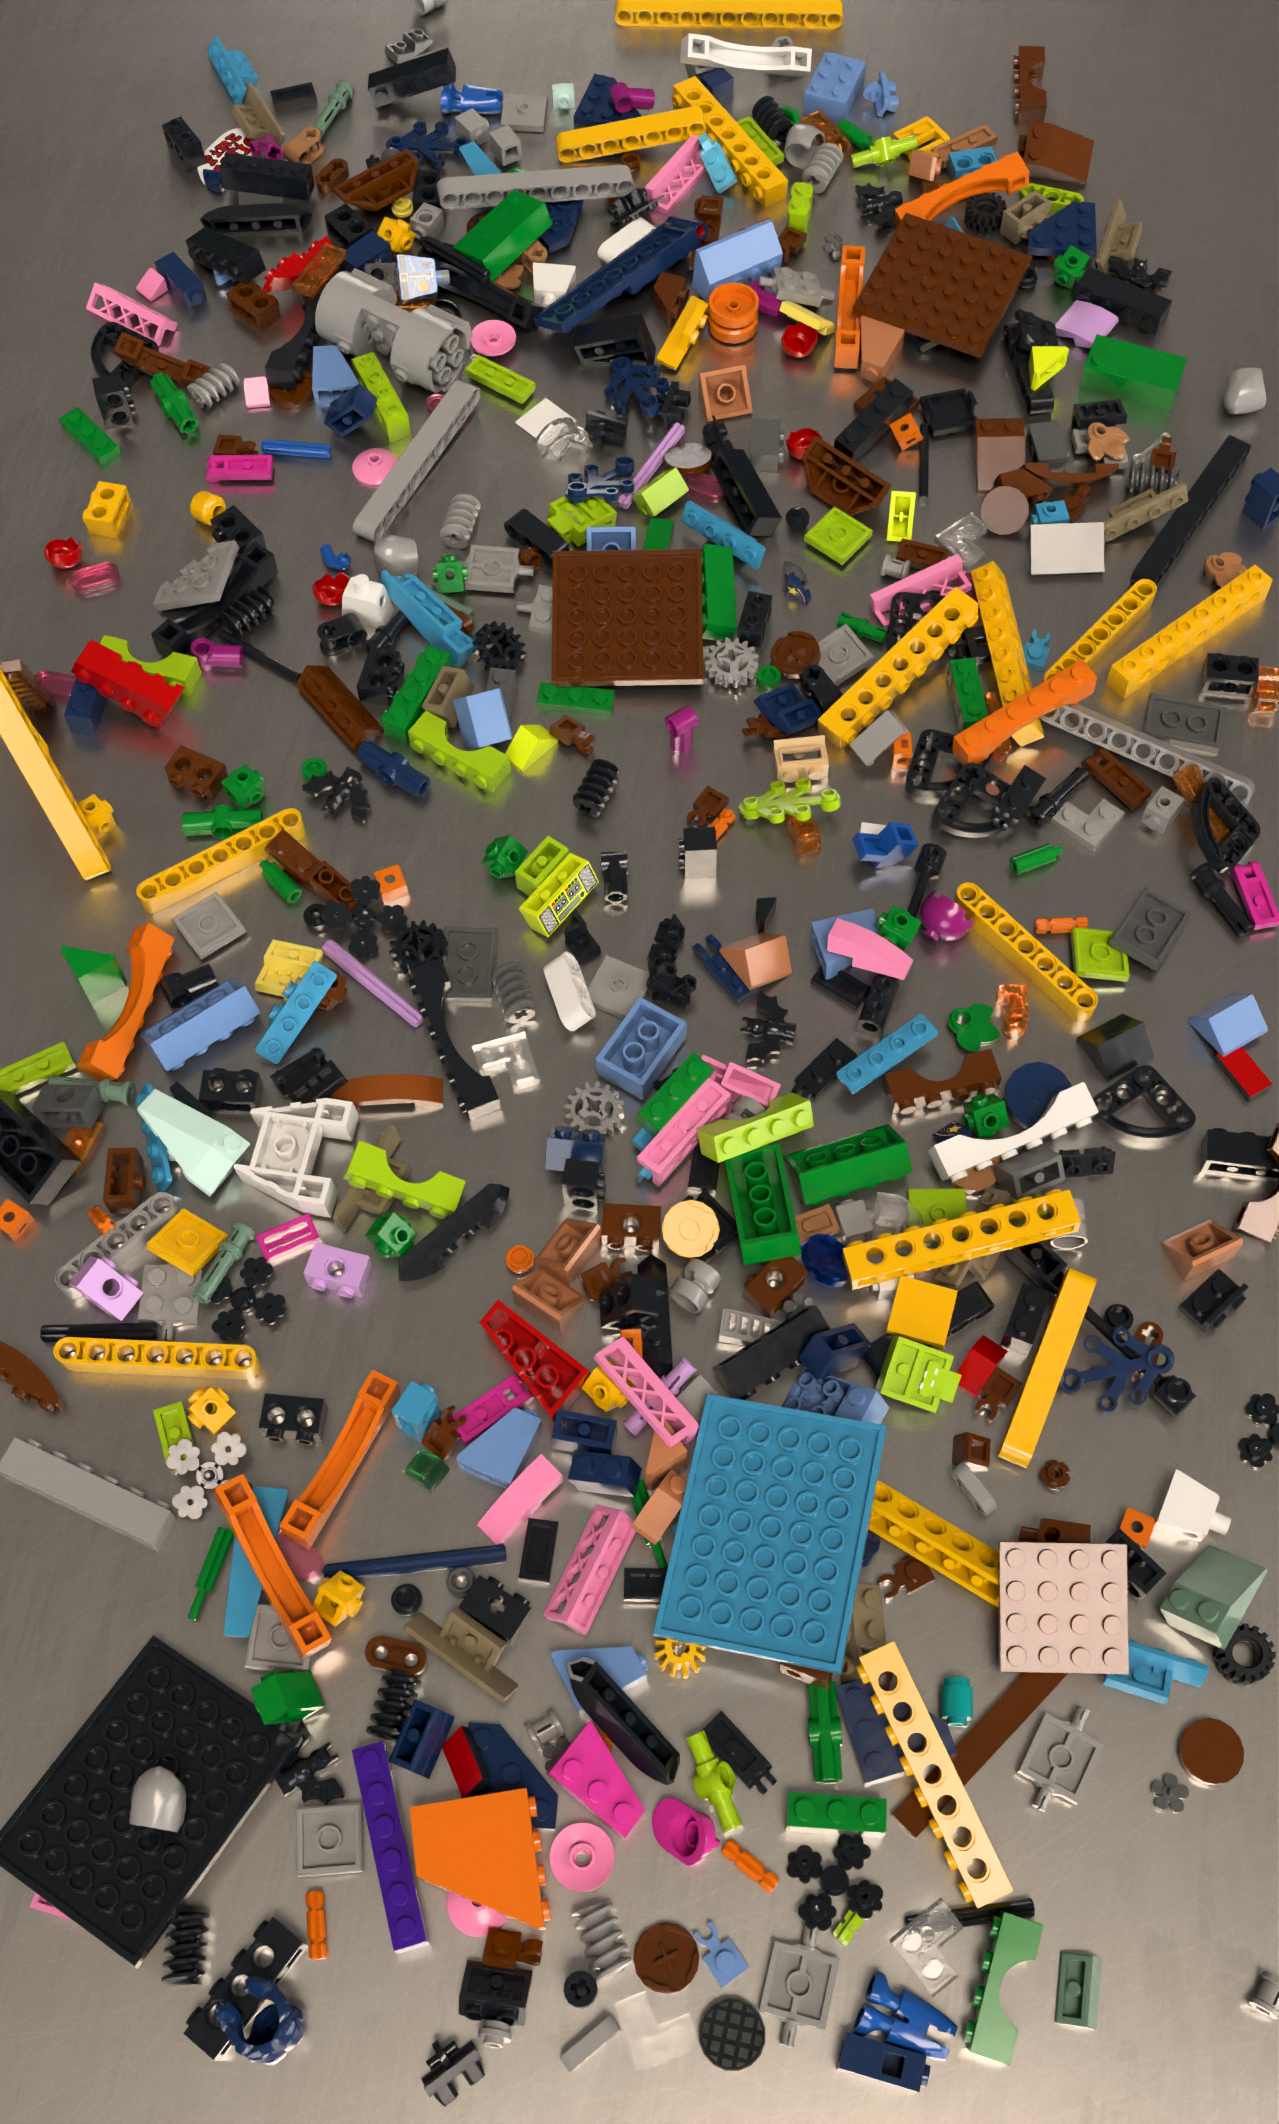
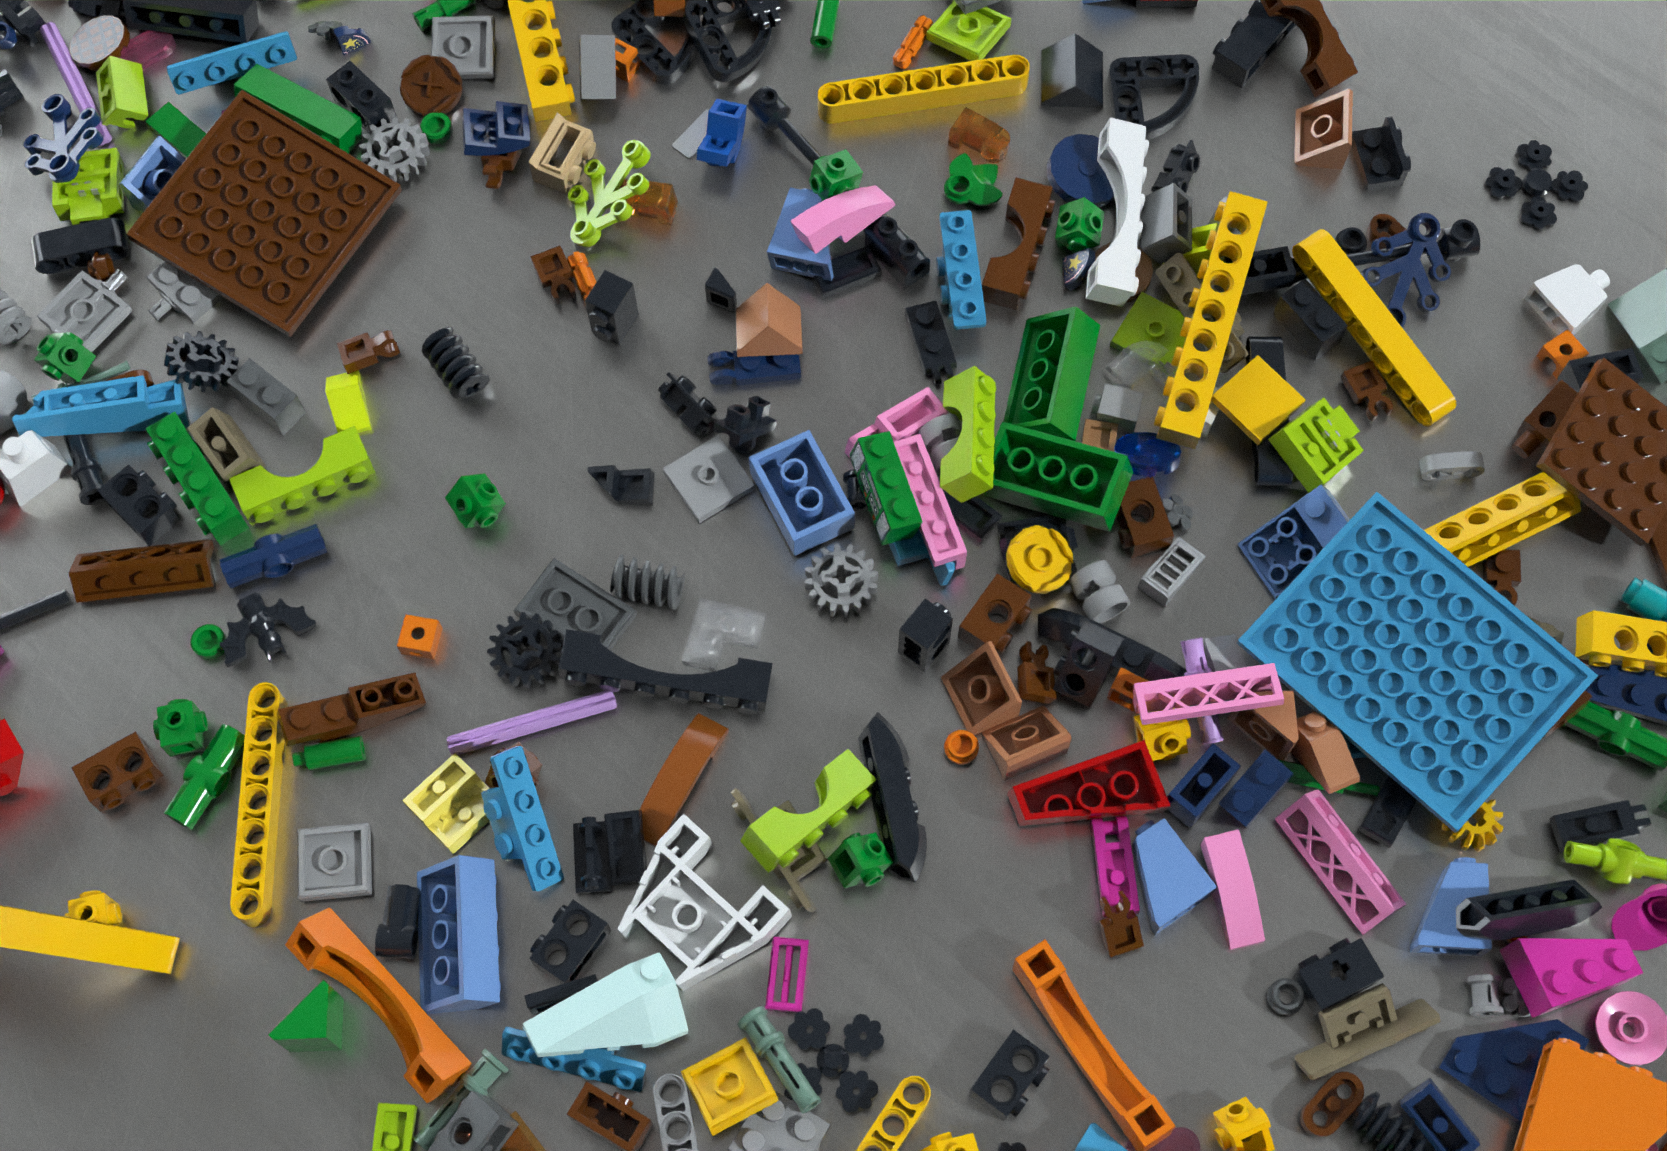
camera: 60 degrees left, 5 degrees up
(314, 922) = (409, 746): black plate -> none
(326, 1259) = (870, 919): lavender brick -> none
(343, 632) = (48, 516): black piece -> none
(363, 917) = (445, 686): black plant -> none
(406, 1599) = (1274, 1062): black plate -> none
(416, 1410) = (1084, 937): dark azure brick -> none
(419, 1562) = (1239, 1033): dark blue axle -> none
(426, 1470) = (1140, 968): clear green slope -> none
(466, 1762) = (1486, 1090): red tile -> none
(483, 719) = (287, 426): slope -> none
(538, 1551) = (1292, 902): black tile -> none
(540, 865) = (518, 469): lime brick -> none
(559, 895) = (563, 471): neon yellow brick -> none
(566, 1143) = (875, 624): dark blue brick -> none
(569, 991) = (685, 526): white beam -> none
(576, 699) = (321, 324): green plate -> none
(614, 869) = (566, 402): black piece -> none
(681, 728) = (447, 238): magenta piece -> none
(769, 1354) = (1214, 560): black brick -> none
(773, 1030) = (858, 359): black animal -> none
(819, 687) = (492, 86): black piece -> none
(834, 1351) = (1252, 501): dark blue brick -> none
(943, 918) = (844, 129): magenta cylinder -> none
(971, 1450) = (1408, 447): reddish brown slope -> none
(980, 1365) = (1332, 381): red slope -> none
(1055, 1482) = (1470, 395): reddish brown plate -> none

